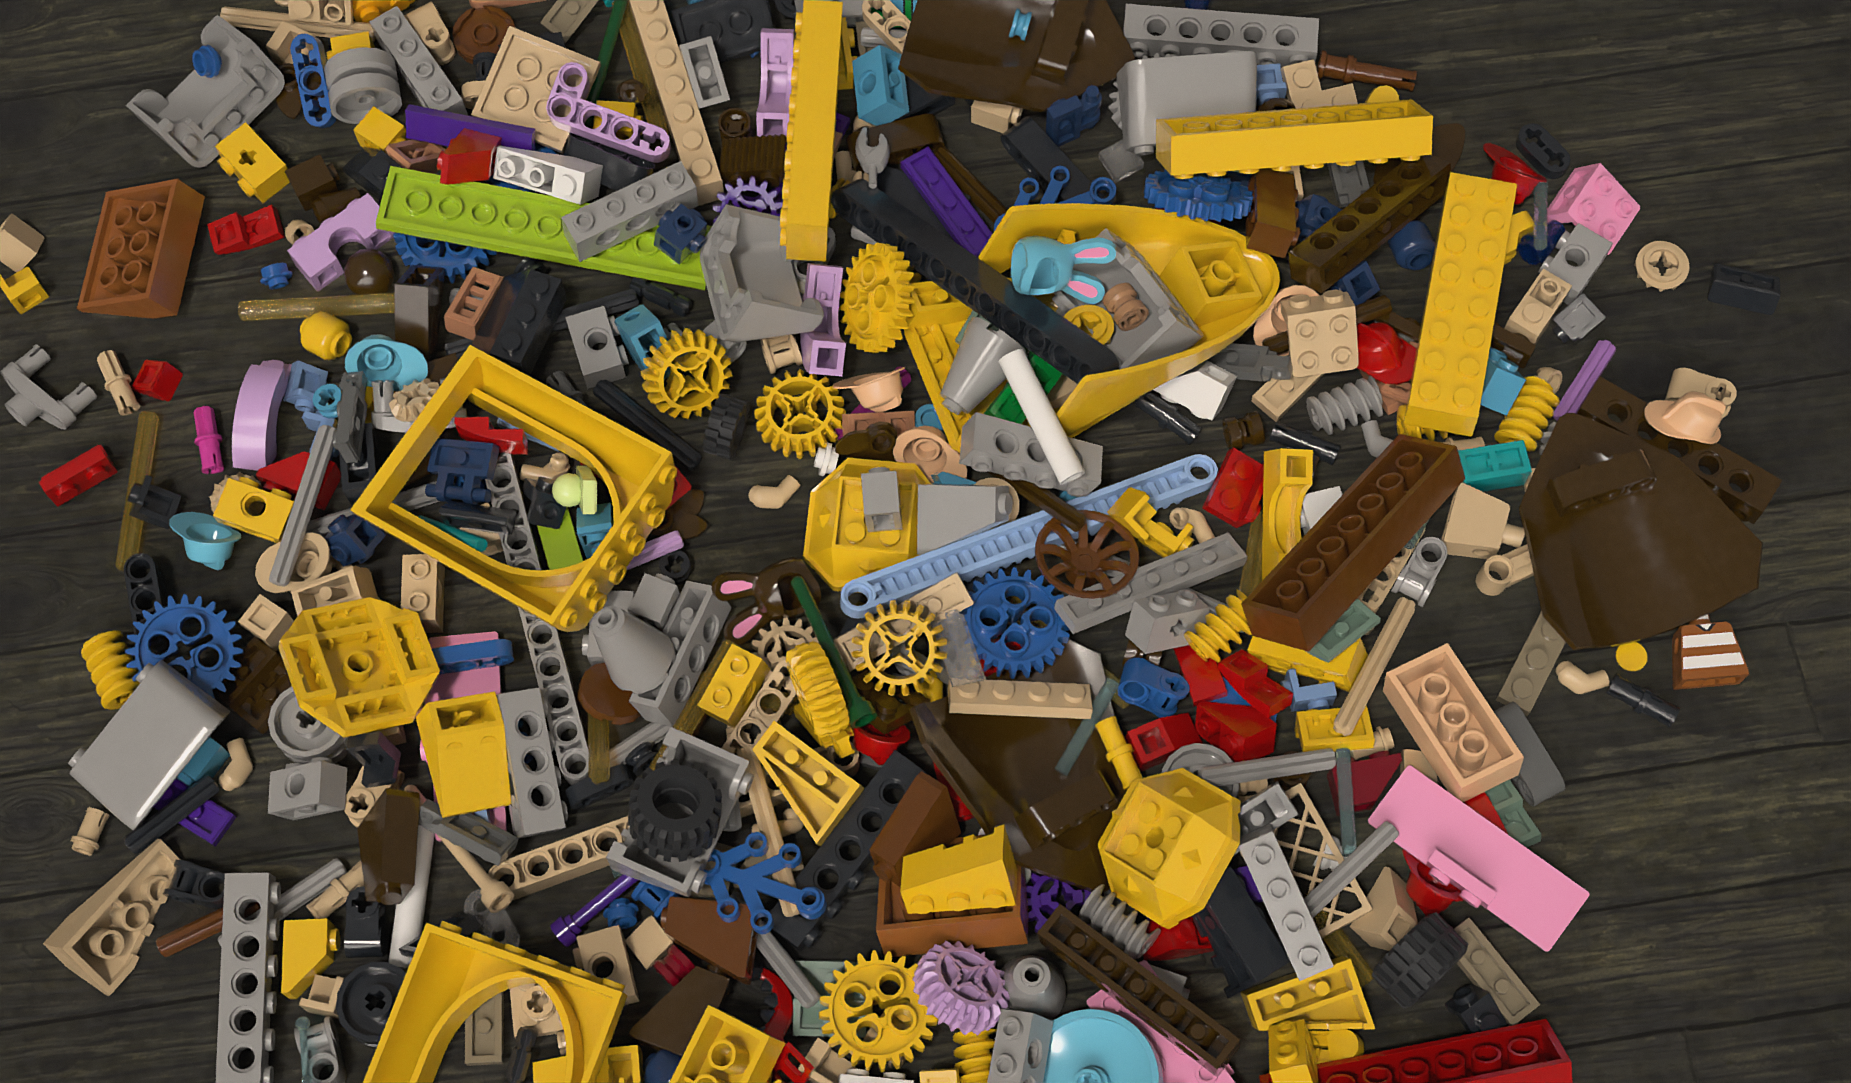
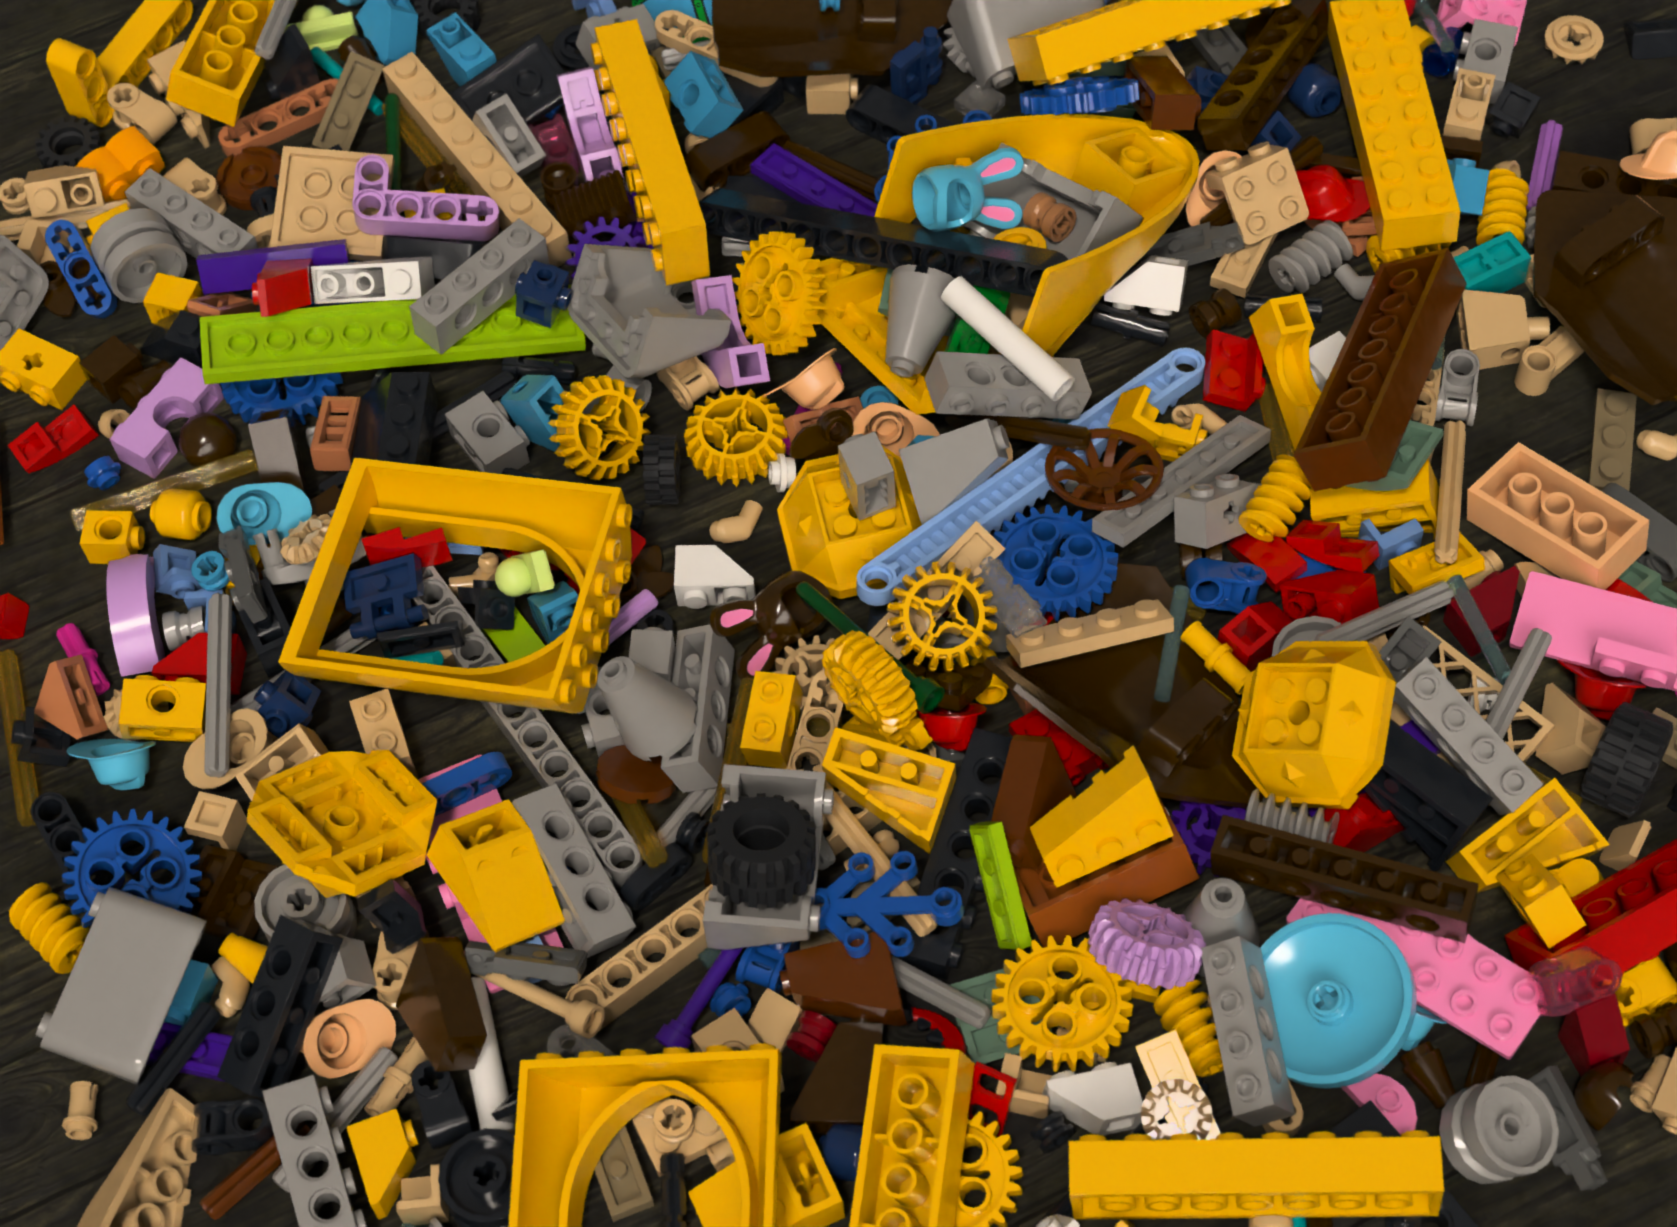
camera: 15 degrees left, 10 degrees down
(186, 476) = (70, 699): none -> nougat slope
(255, 328) = (99, 530): none -> yellow brick
(259, 749) = (243, 954): none -> yellow cone
(262, 805) = (280, 1006): none -> black brick
(295, 439) = (181, 627): none -> light grey wheel
(310, 843) = (347, 1037): none -> light nougat piece
(731, 535) = (709, 577): none -> white slope
(743, 86) = (555, 142): none -> clear pink piece
(865, 894) = (1000, 885): none -> lime tile
(872, 159) = (720, 166): light grey hand -> none
(1393, 1028) = (1625, 845): none -> tan slope

